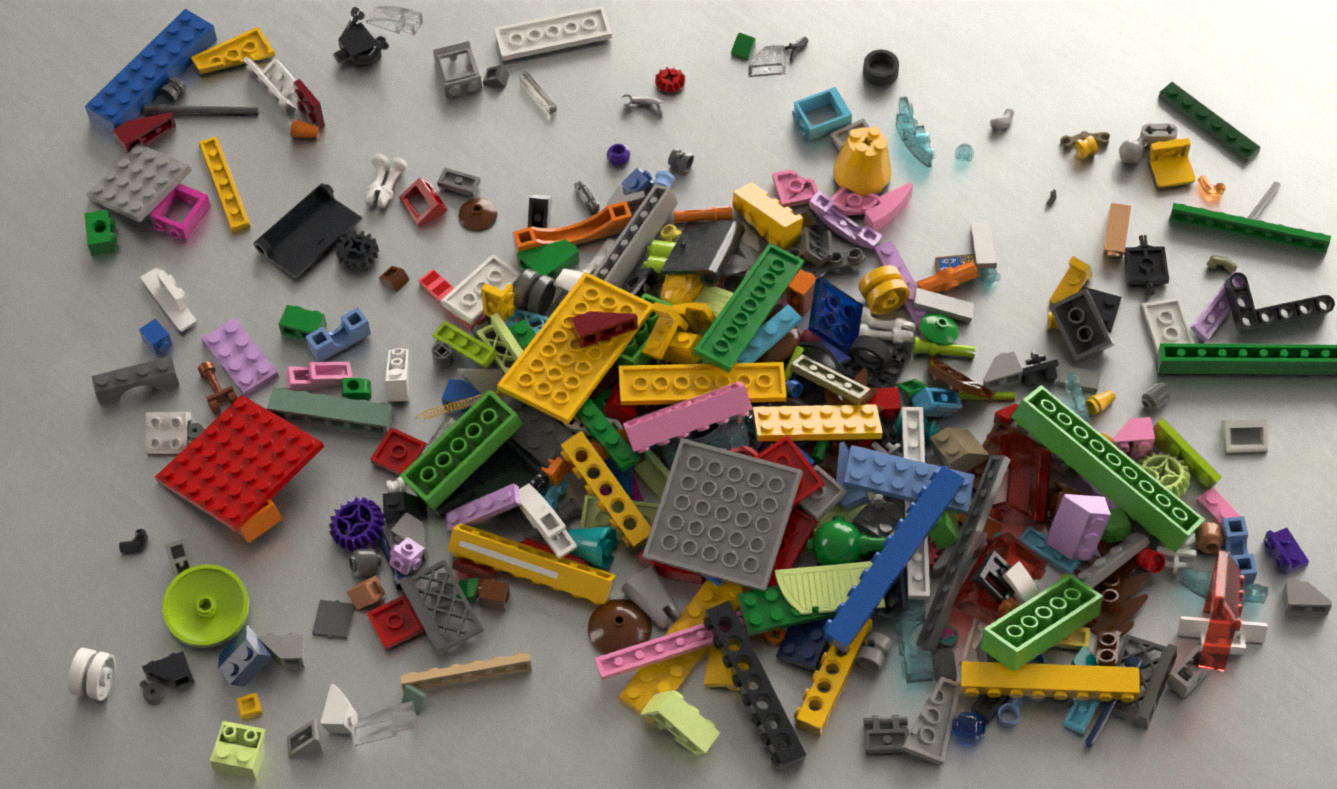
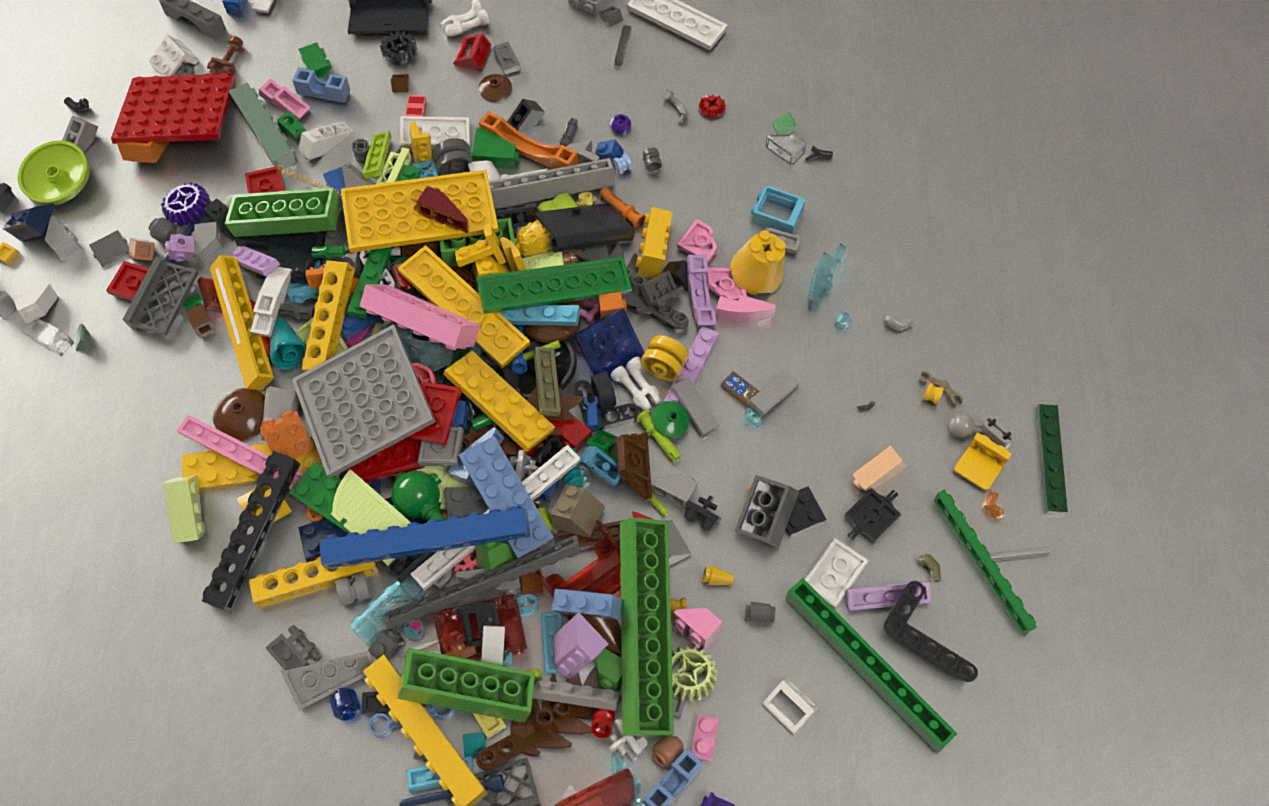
camera: 45 degrees right, 5 degrees up
(240, 357) = (262, 52): lavender plate -> none
(468, 672) = (122, 348): tan plate -> none
(542, 442) = (329, 252): none -> green axle
(686, 598) = (287, 435): none -> orange bracket
(881, 79) = (857, 203): black tyre -> none
(882, 376) = (592, 414): none -> blue bar
(949, 278) = (720, 392): orange piece -> none
(1049, 494) = (593, 604): none -> medium blue arch
(1073, 280) = (802, 474): yellow bracket -> none
(1077, 402) = (699, 560): clear light blue plate -> none
(1088, 379) = (725, 546): light grey tile -> none
(1169, 440) = (723, 681): lime wing -> none

